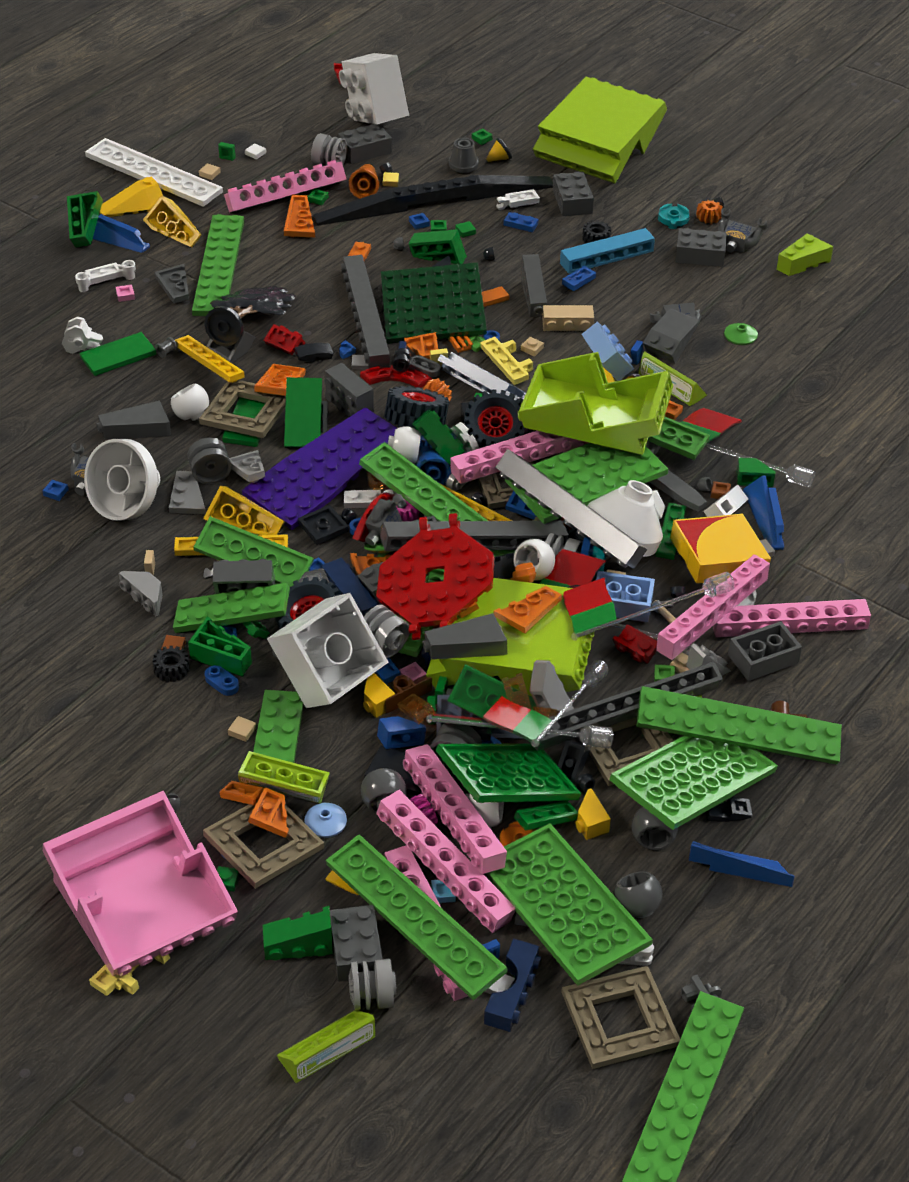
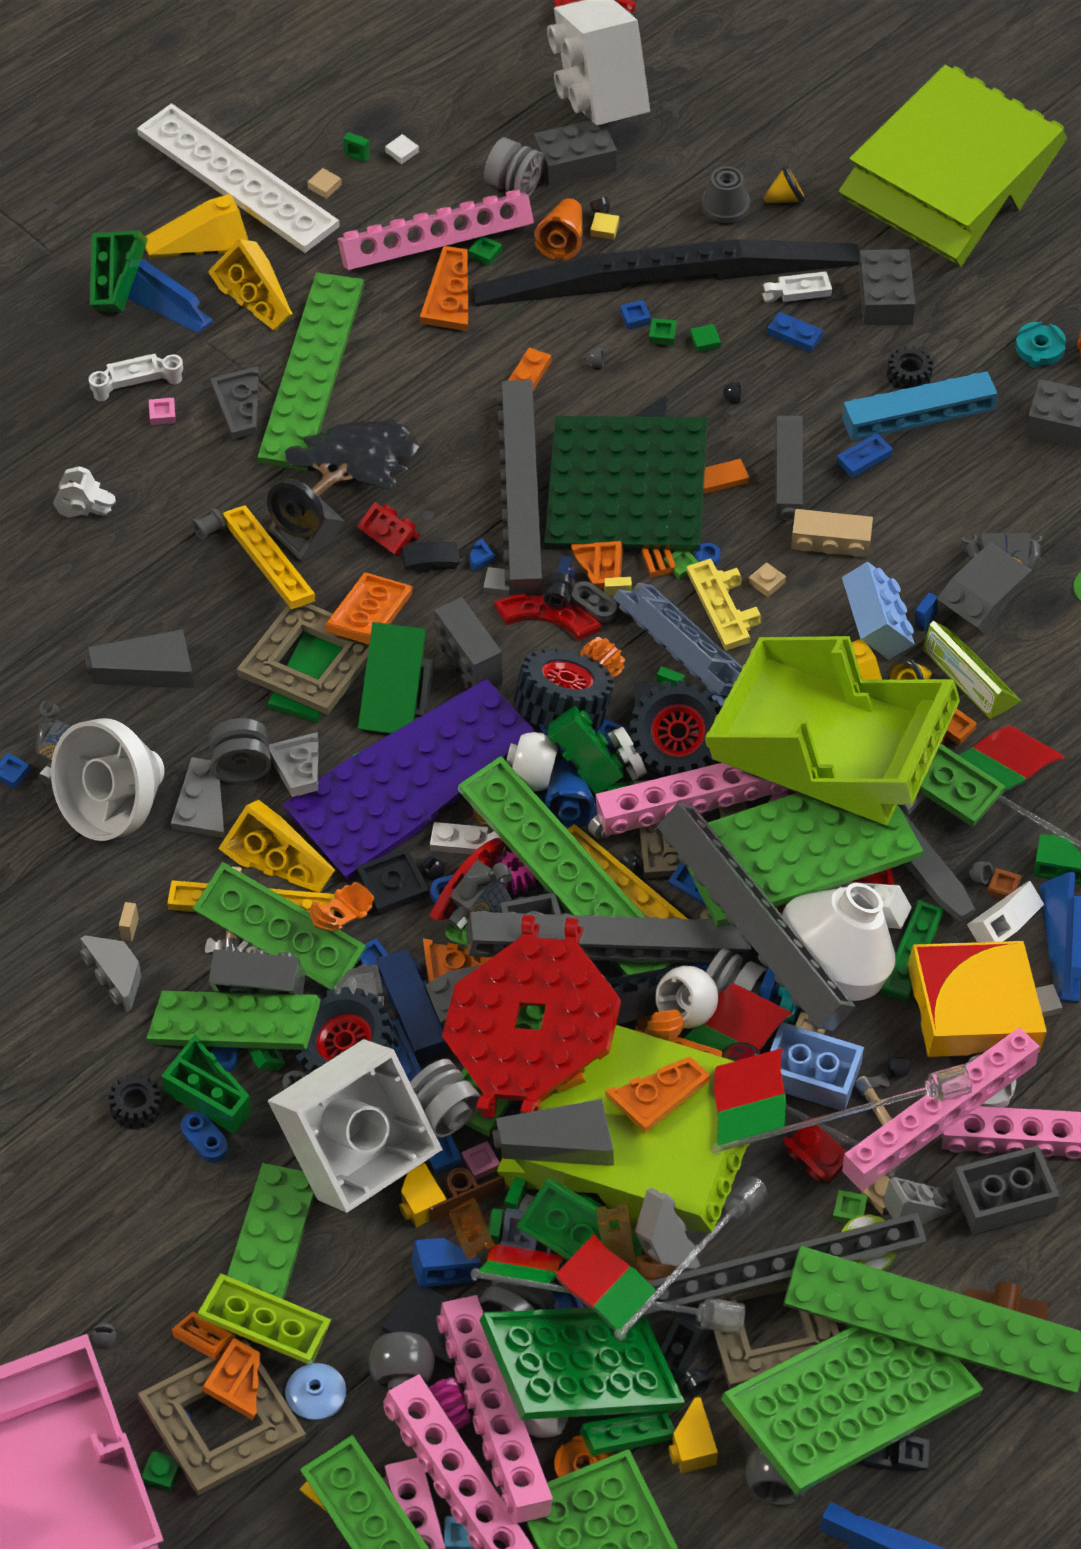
camera: 10 degrees right, 10 degrees up
(118, 353) = (135, 526): green tile -> none
(175, 641) = (145, 1064): dark orange tile -> none
(190, 402) = (227, 638): white wheel -> none
(242, 728) = (220, 1224): tan tile -> none
(294, 539) = (350, 901): none -> orange piece
(438, 245) = (654, 372): green wedge -> none
(482, 136) = (764, 153): green plate -> none

